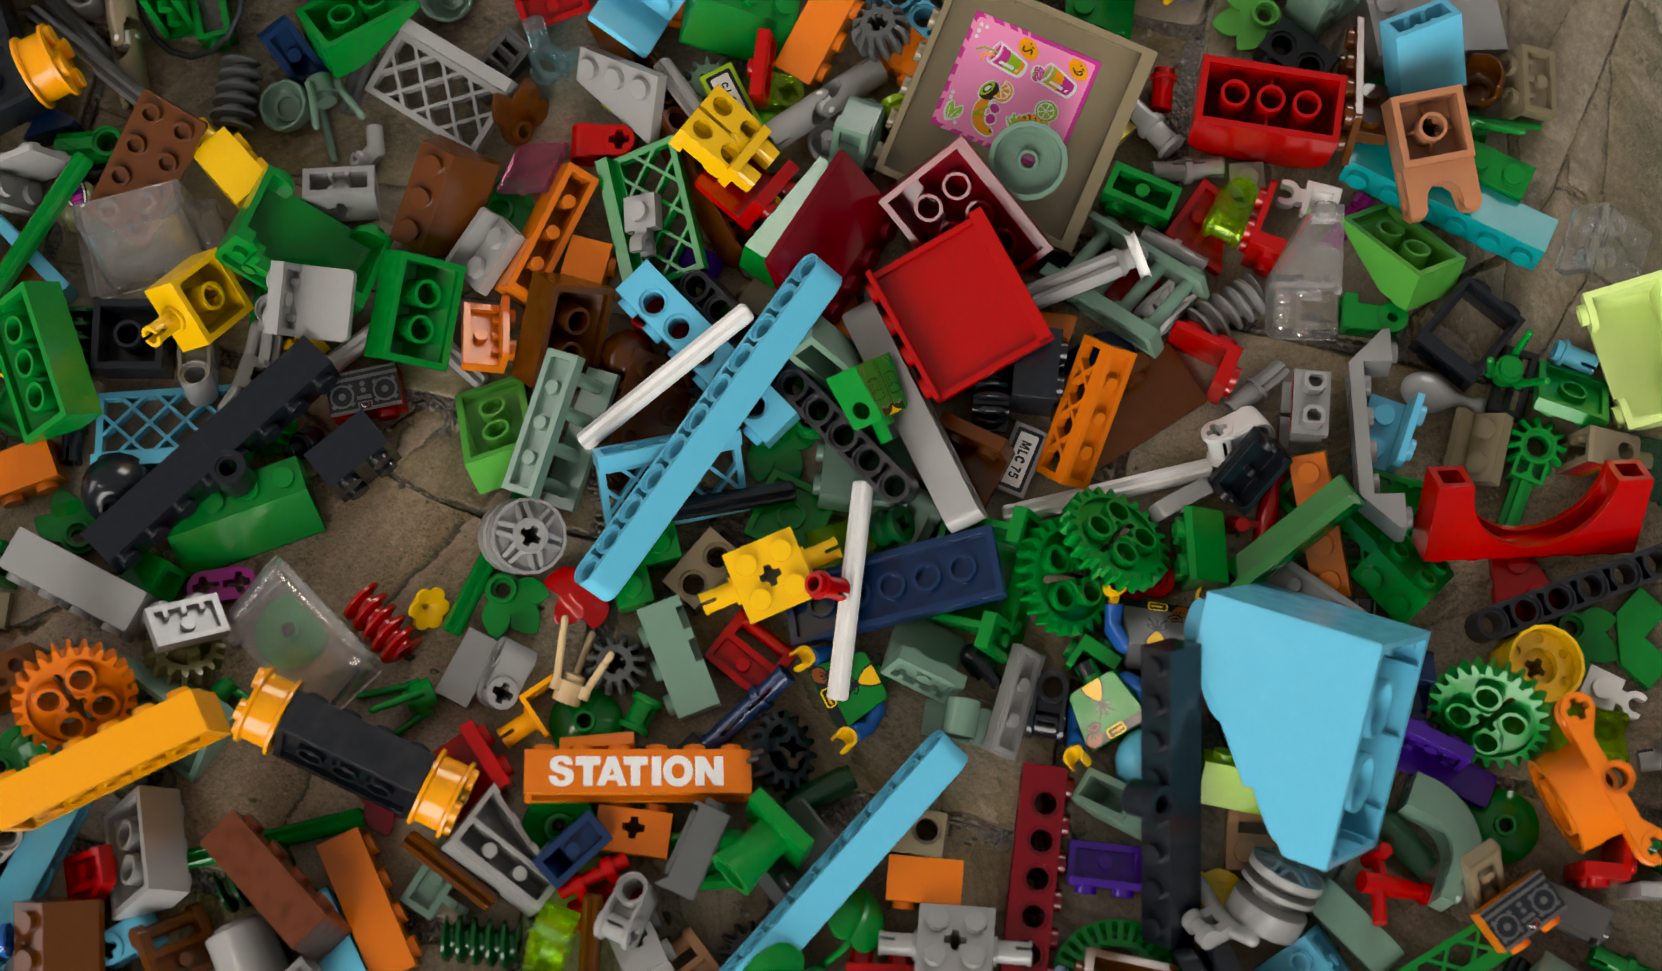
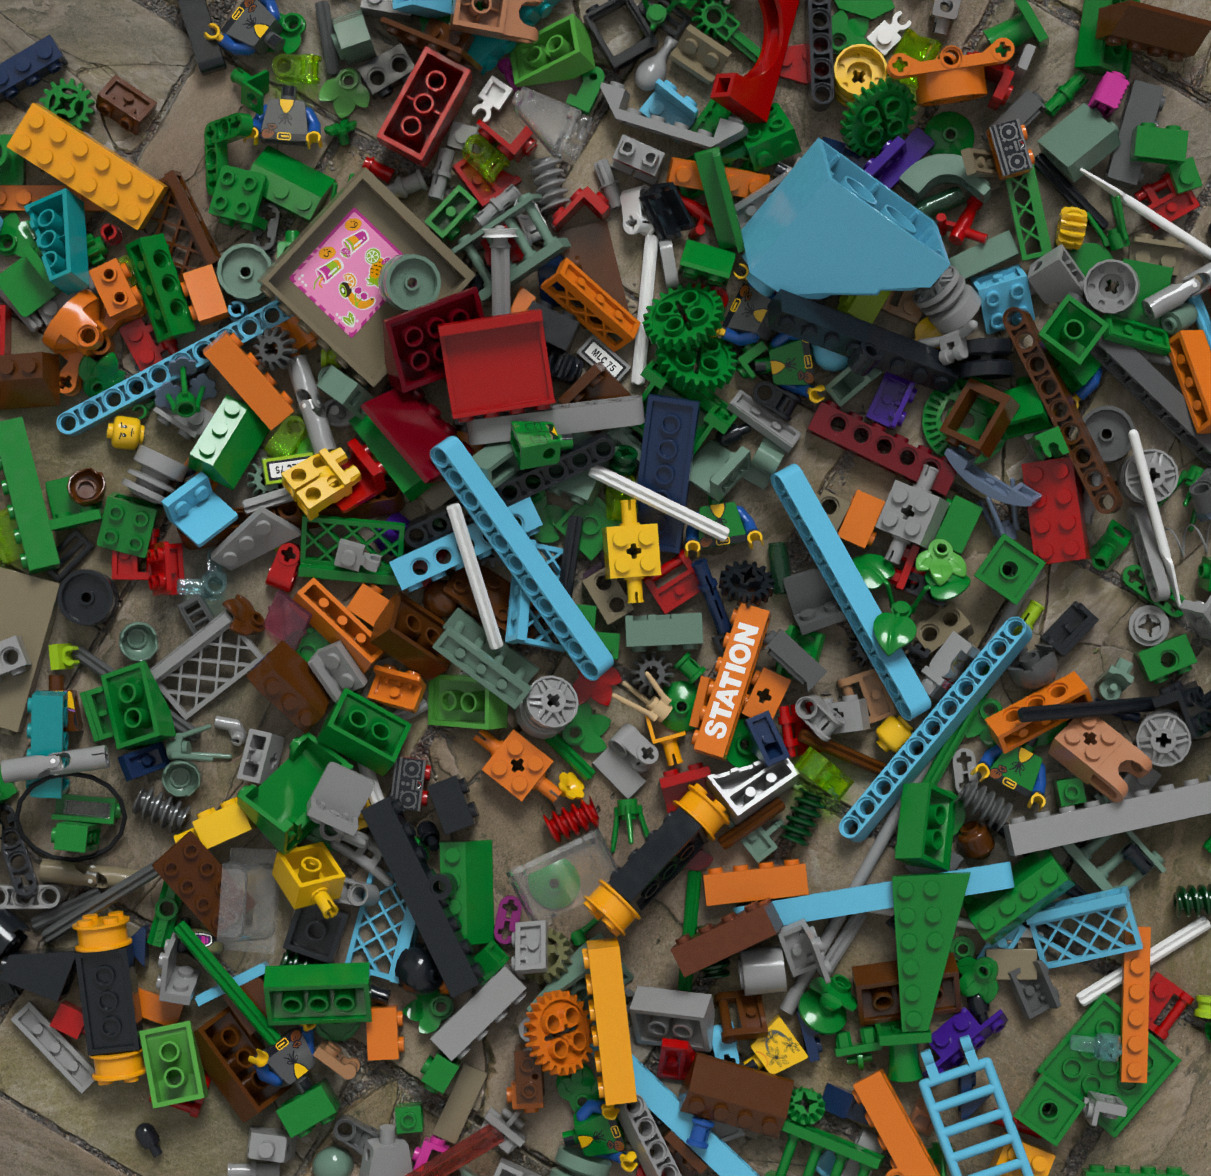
camera: 75 degrees left, 10 degrees up
(442, 548) = (519, 782): none -> orange brick
(758, 848) = (808, 618): green plant -> none
(761, 68) = (274, 440): red plate -> none
(822, 585) = (653, 519): red pin -> none
(1195, 28) = (341, 130): none -> green plant

